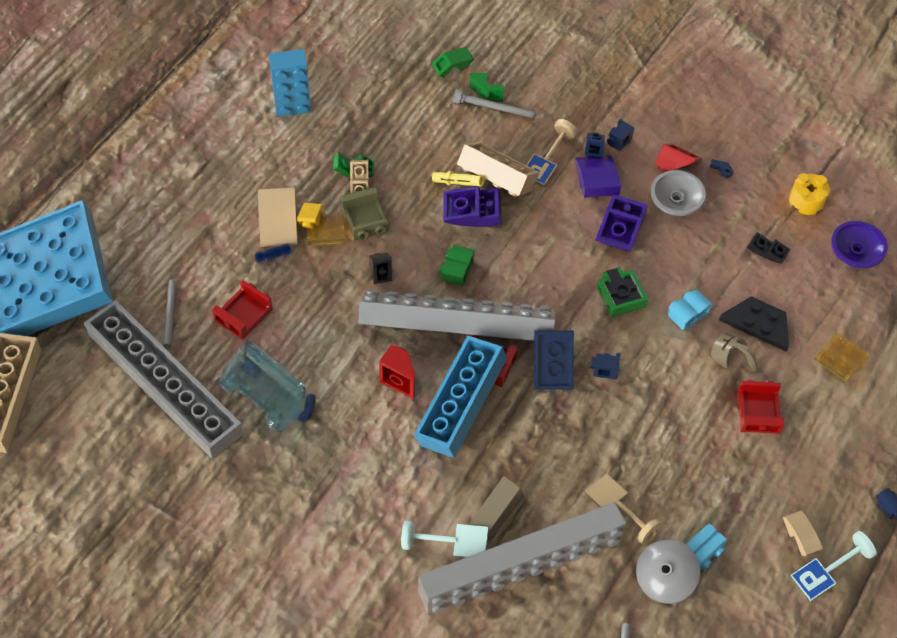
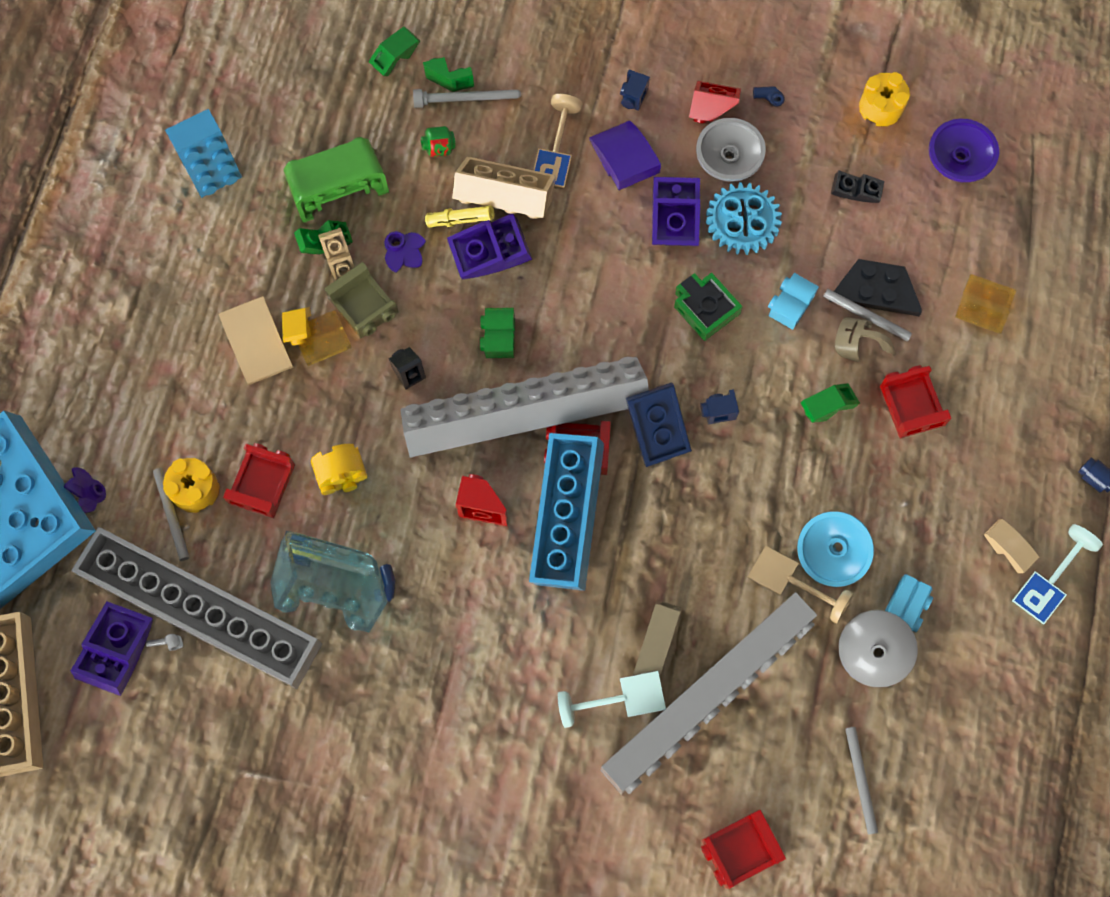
camera: 15 degrees left, 15 degrees up
(90, 388) = (112, 648): none -> dark purple slope
(118, 278) = (86, 489): none -> dark purple plate
(136, 398) = (173, 642): none -> light grey hand
(192, 296) = (178, 485): none -> yellow brick
(272, 252) = (267, 390): clear blue axle -> none
(303, 317) = (339, 469): none -> yellow brick
(377, 125) = (334, 175): none -> bright green windscreen
(408, 193) = (404, 254): none -> dark purple plate
(461, 127) = (438, 141): none -> green head
(594, 140) = (605, 108): dark blue brick -> none
(650, 480) = (820, 556): none -> medium azure dish
(657, 241) = (722, 219): none -> medium azure gear
(692, 385) = (829, 401): none -> green slope
(742, 334) = (867, 314): none -> light grey bar

